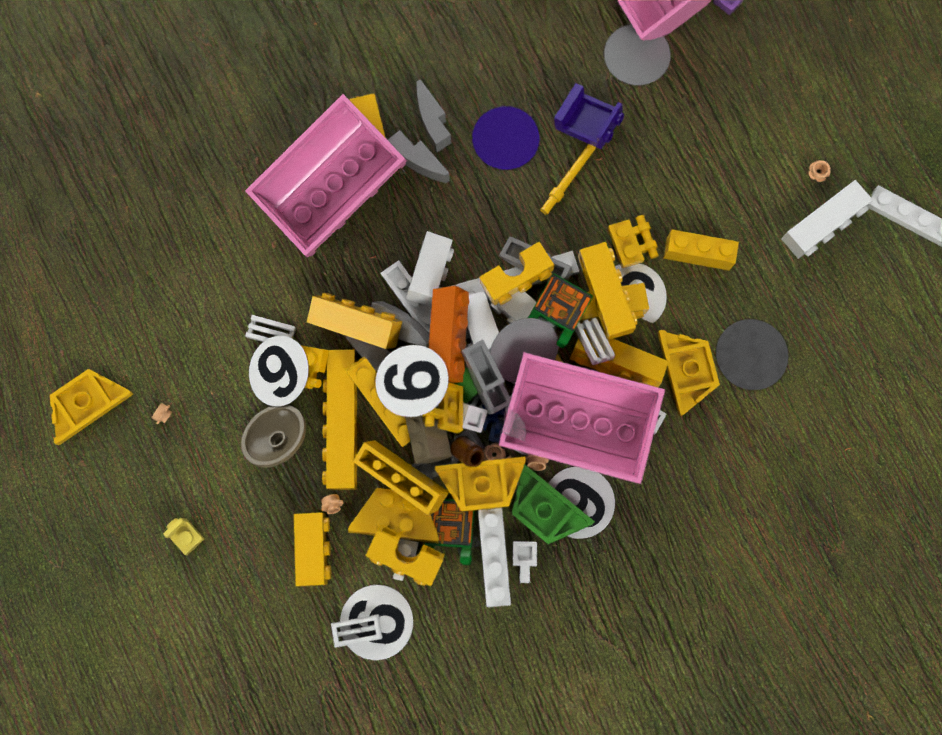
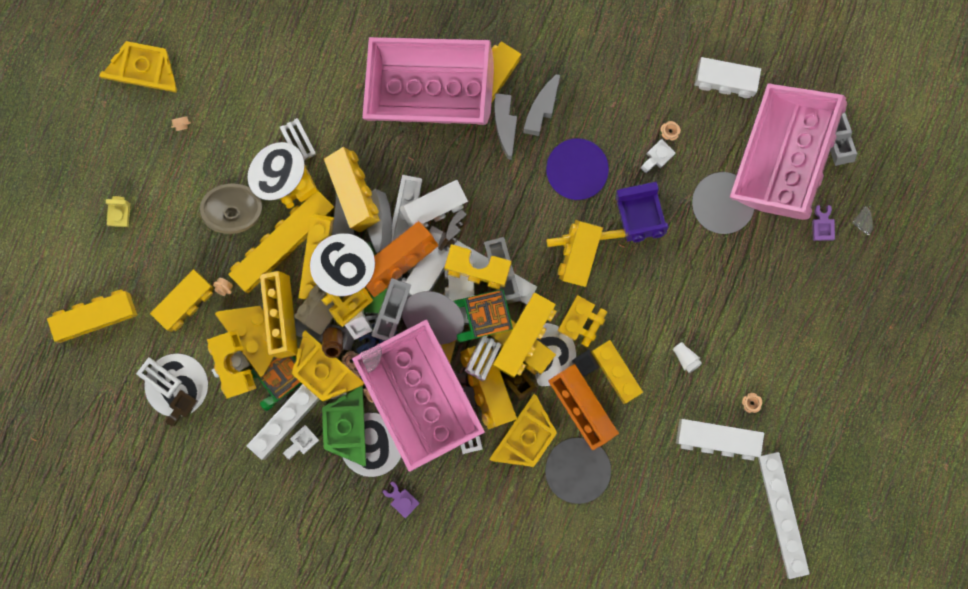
camera: 45 degrees right, 5 degrees up
(250, 640) = (92, 316): none -> yellow brick
(399, 632) = (181, 405): none -> dark brown plate
(464, 273) = (452, 230): none -> dark brown slope
(543, 36) = (675, 130): none -> light nougat plate
(554, 66) = (659, 155): none -> white plate
(577, 190) = (579, 253): none -> yellow brick
(645, 334) = (520, 384): none -> dark brown slope
(652, 519) = (403, 501): none -> medium lavender plate
(669, 269) = (585, 363): none -> black tile
(706, 300) = (583, 407): none -> orange brick
(738, 187) = (687, 358): none -> white cone

